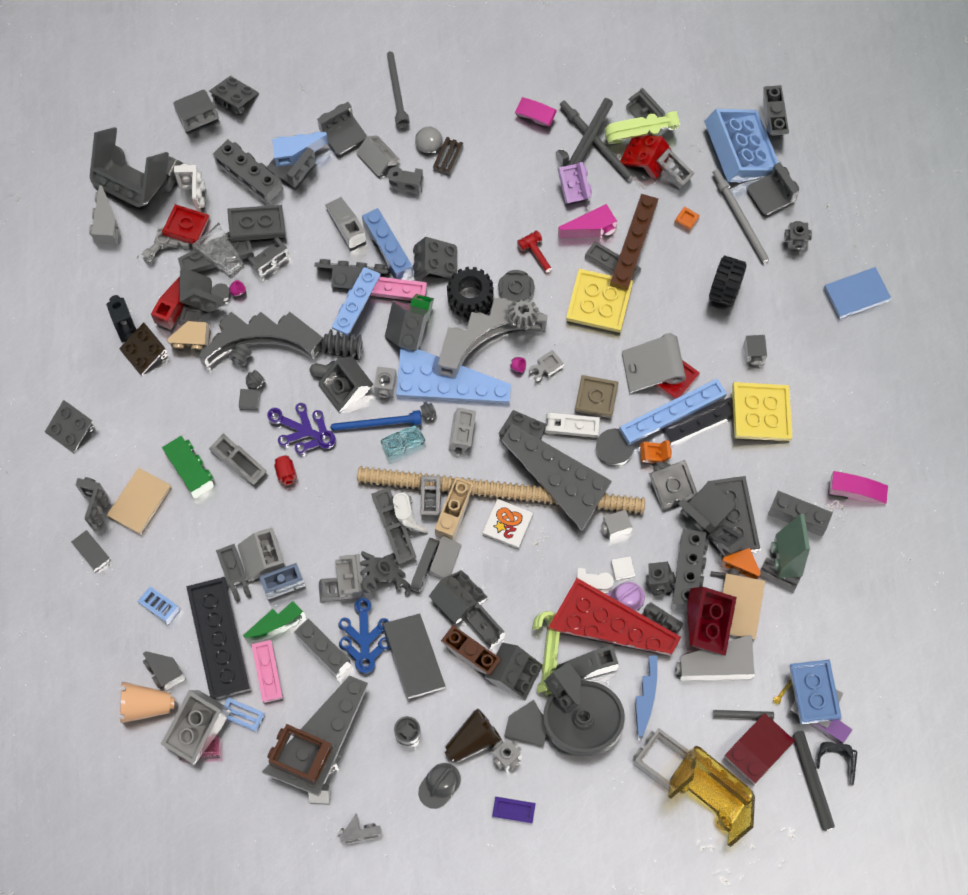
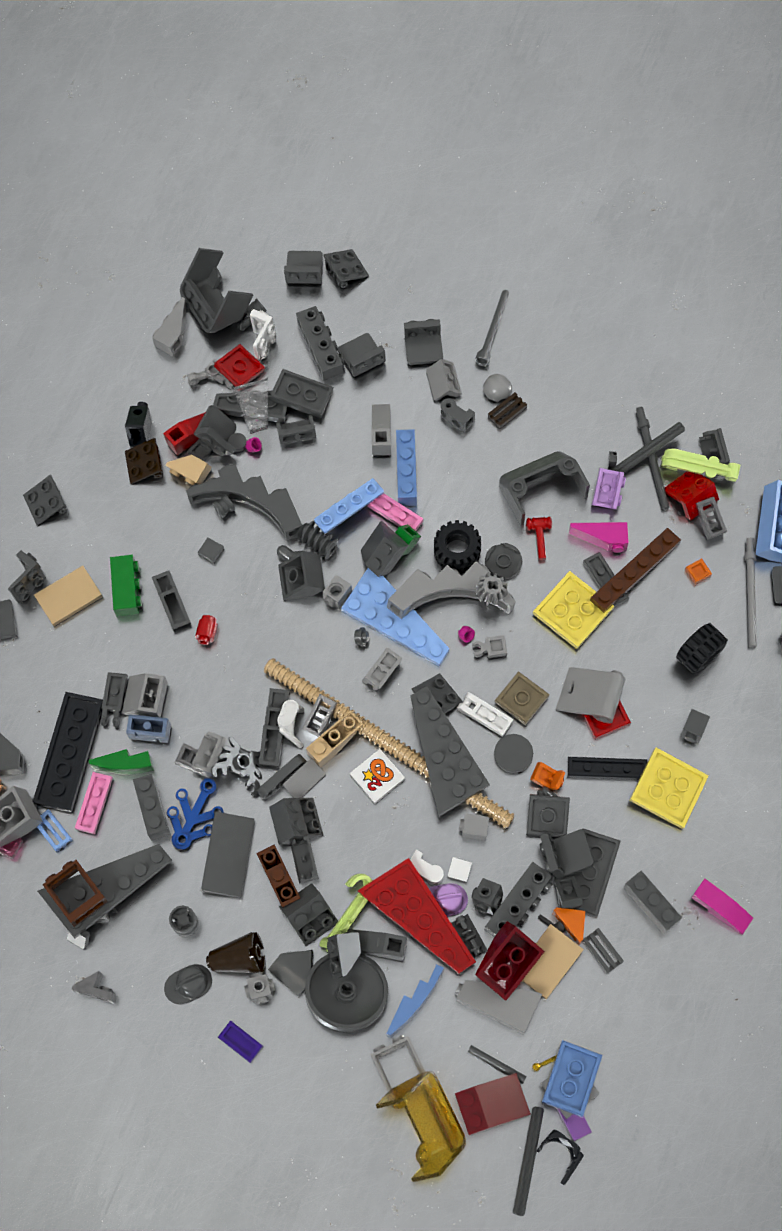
camera: 30 degrees right, 0 degrees up
(170, 614) = (38, 710): light blue slope -> none
(254, 380) = (224, 535): dark grey plate -> none
(289, 149) = (366, 339): light blue slope -> none
(303, 430) = (242, 601): dark purple plant -> none
(346, 275) = (355, 476): dark grey bracket -> none
(401, 440) = (323, 652): clear light blue slope -> none
(412, 418) = (345, 638): blue piece -> none
(434, 258) = (443, 499): dark grey bracket -> none
(492, 215) = (515, 483): none -> dark grey windscreen
(536, 111) = (609, 405): dark pink slope -> none
(672, 411) = (584, 746): light blue plate -> none
(791, 548) = (621, 932): sand green slope -> none

